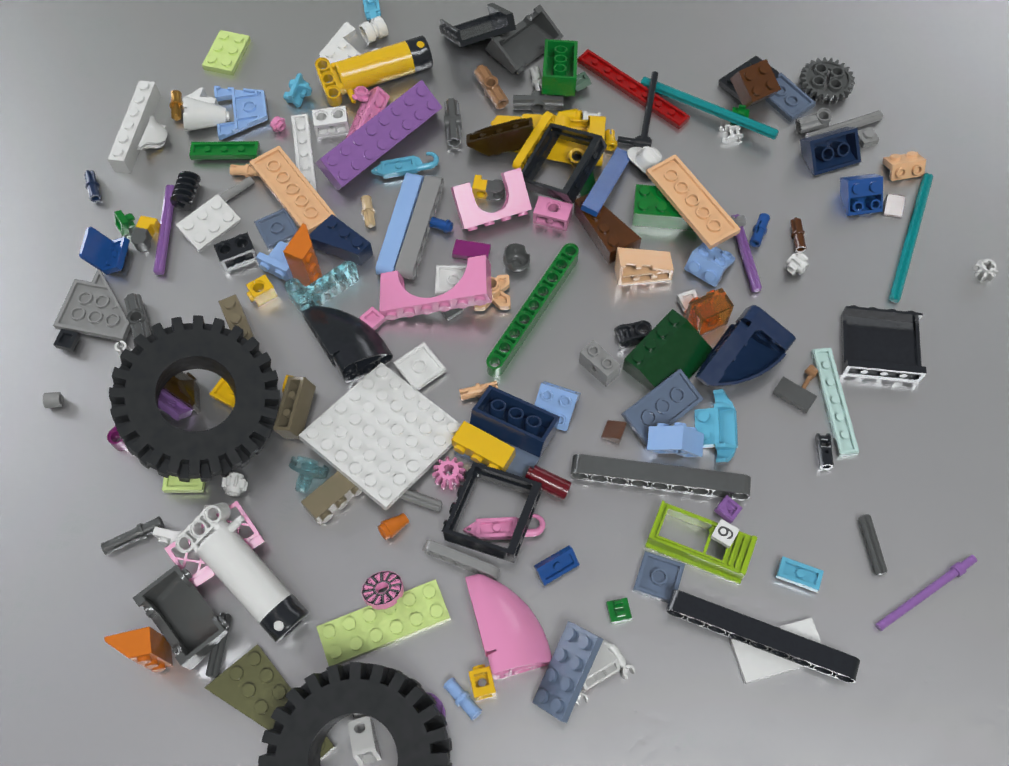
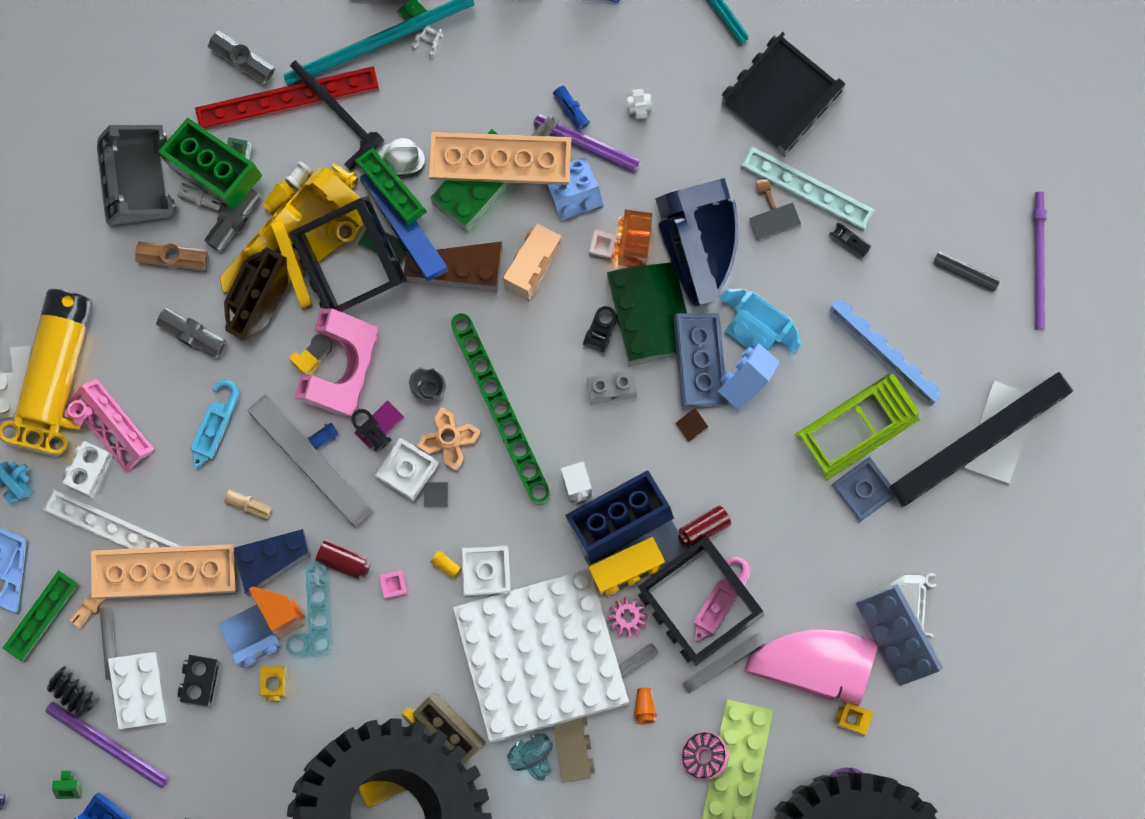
camera: 55 degrees left, 15 degrees up
(144, 232) = (97, 770): leg -> none
(235, 315) = (300, 730): dark tan brick -> none
(276, 228) = (196, 618): sand blue tile -> none
(278, 124) = (45, 532): bright pink plate -> none
(347, 341) = (400, 627): black panel -> none
(367, 281) = (342, 560): none -> dark red brick
(378, 135) = (157, 428): medium lavender brick -> none
(399, 223) = (291, 480): light blue beam -> none
(407, 340) = (445, 564): none -> yellow pin
(462, 244) = (370, 429): none -> black connector
(462, 698) = (856, 746): light blue pin -> none
(471, 290) = (445, 459): bright pink arch -> none
(476, 391) = (555, 528): light nougat pin -> none
(496, 23) = (83, 215): black panel -> none
(518, 378) = (576, 483): none -> white brick
(552, 213) = (389, 319): bright pink brick -> none
(556, 565) = (790, 576): blue plate -> none
(558, 401) = (623, 458): light blue bracket -> none
(618, 610) = (870, 549): green tile -> none
(624, 162) = (390, 186): none -> green tile
(636, 51) = (231, 49): none -> dark grey piece
(661, 476) = (770, 416): dark grey beam -> none
(725, 533) = (871, 401): white tile -> none
(728, 509) = (845, 376): medium lavender tile -> none
(768, 533) = (878, 344): none -> light blue plate
(798, 235) = (604, 73): reddish brown axle -> none
(799, 574) = (949, 360): medium azure plate -> none

